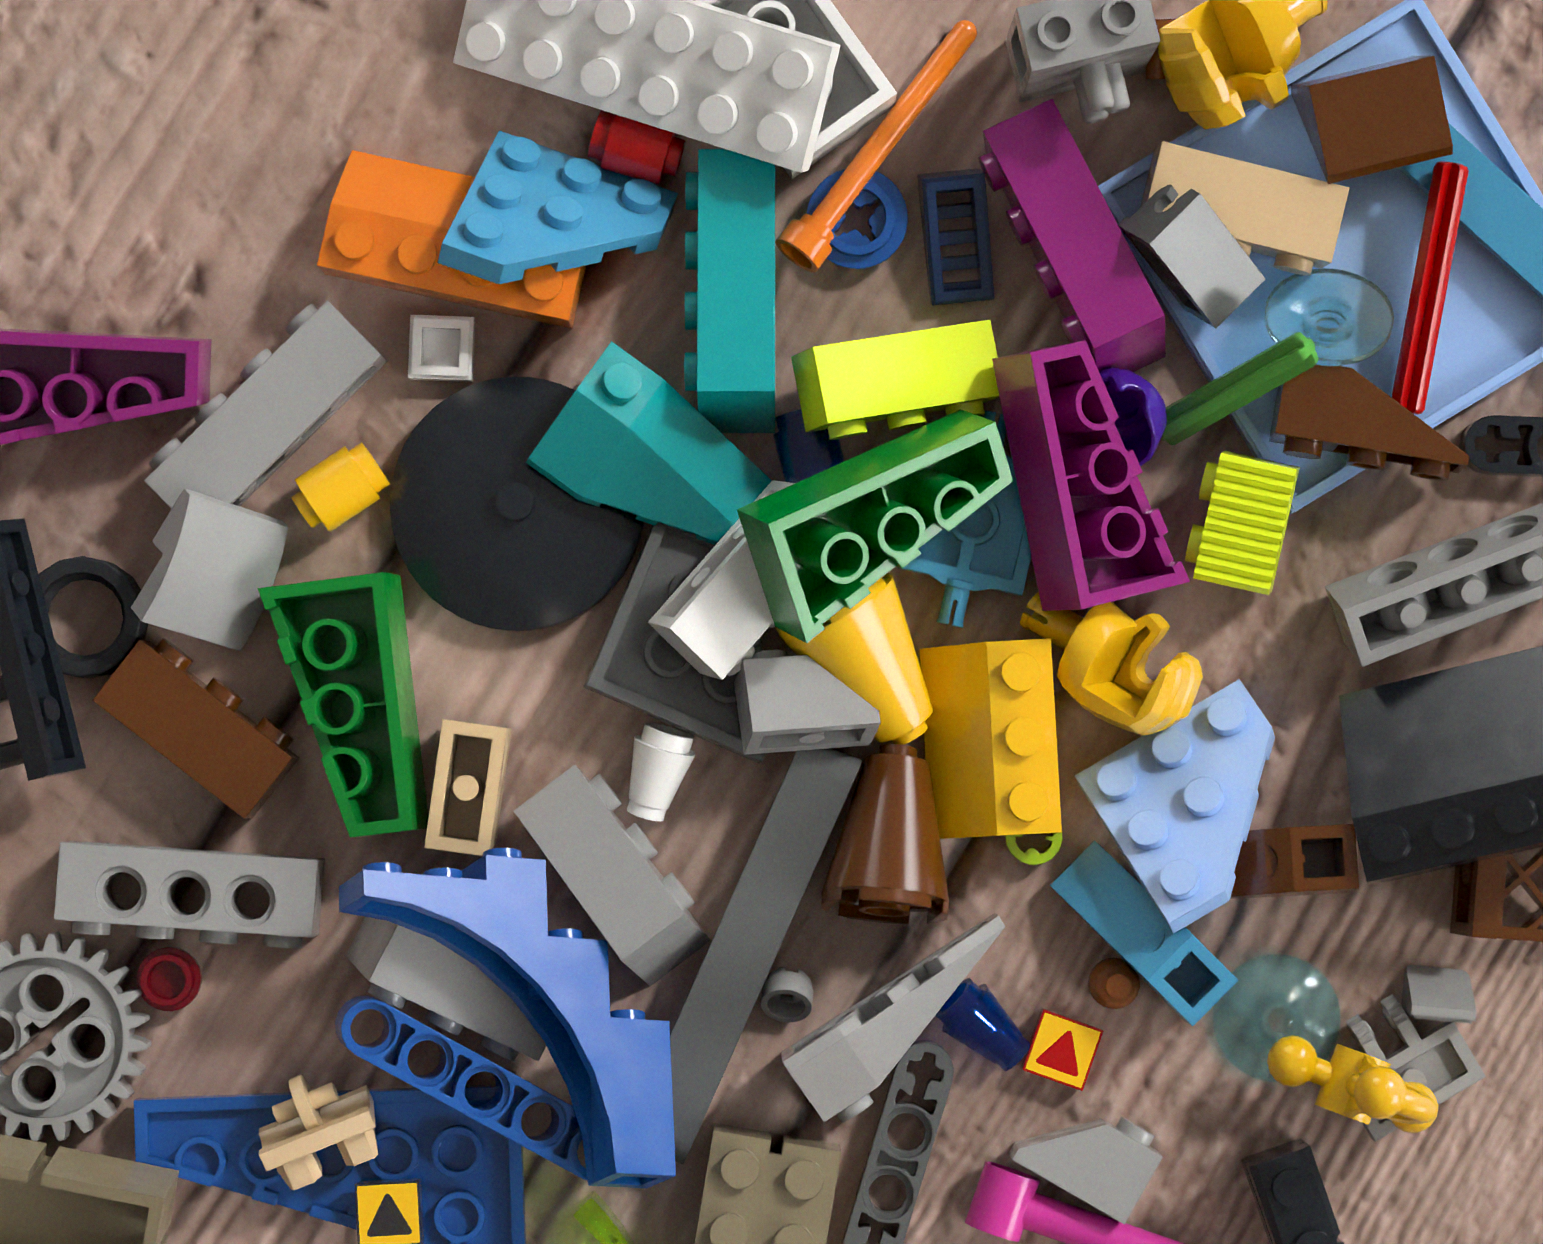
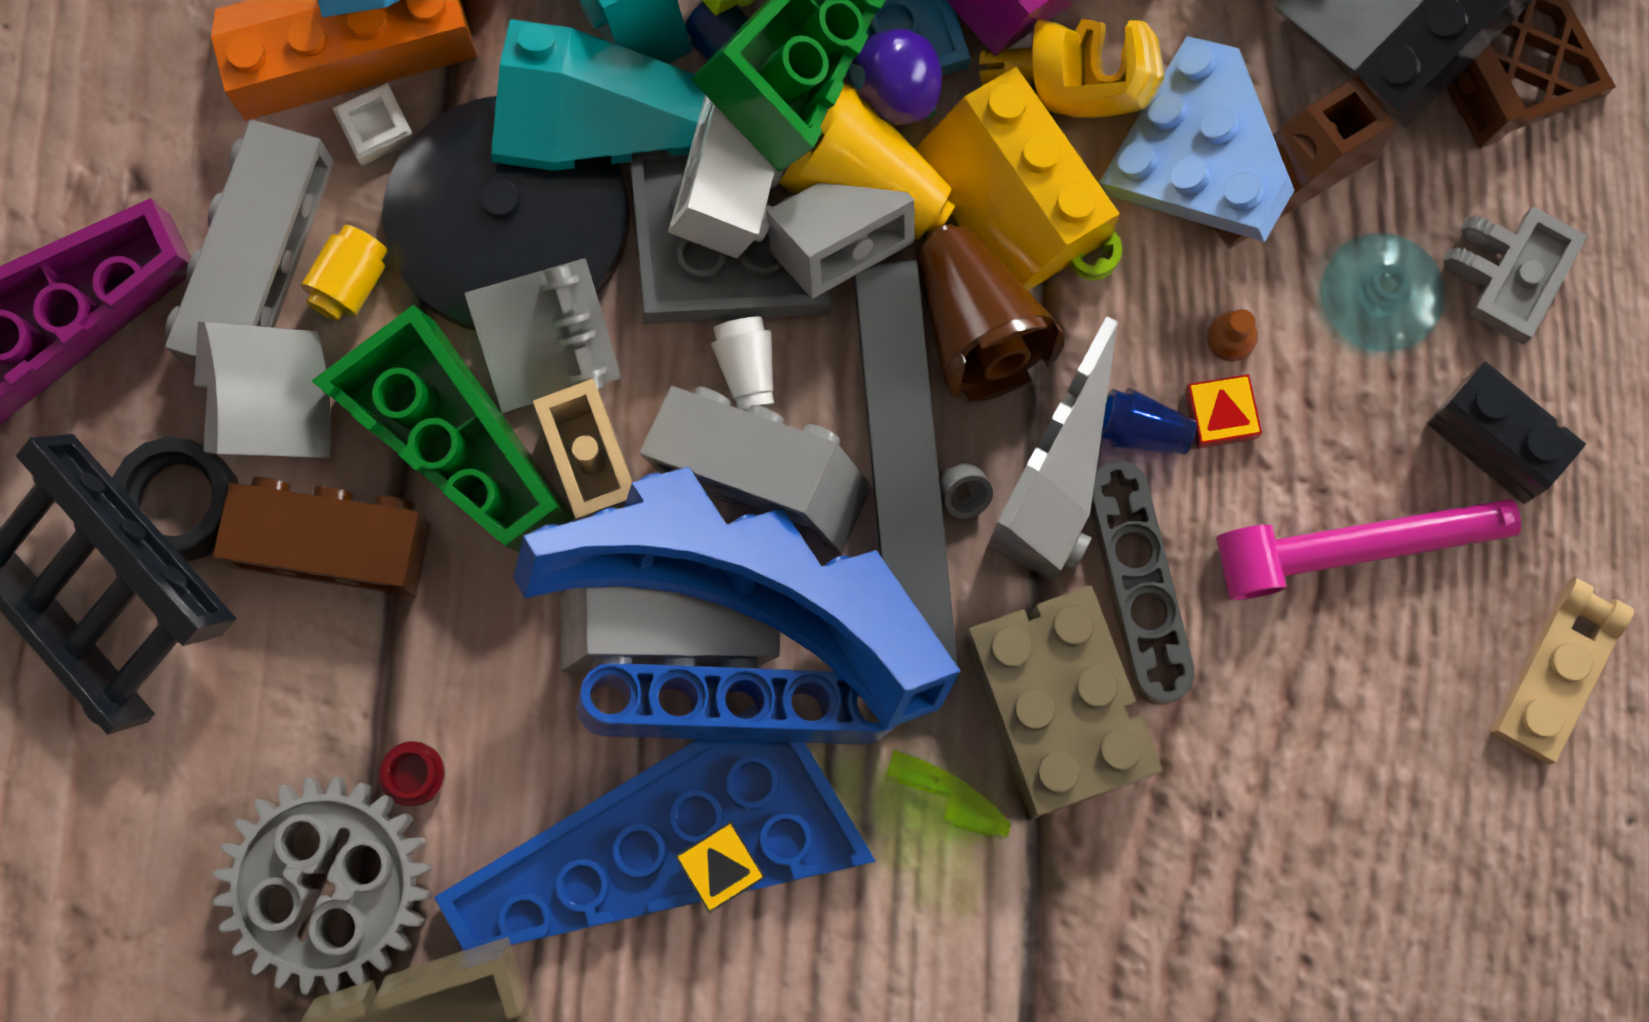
camera: 25 degrees left, 10 degrees down
(90, 868) = (290, 708): light grey brick -> none
(314, 1122) = (597, 848): tan hips -> none
(489, 648) = (542, 334): none -> light grey hinge
(937, 593) = (900, 76): none -> dark purple hair
(1094, 1162) = (1312, 487): light grey slope -> none
(1131, 924) = (1272, 279): dark azure slope -> none
(1354, 1084) = (1494, 284): yellow piece -> none
(1438, 994) = (1506, 197): light grey slope -> none

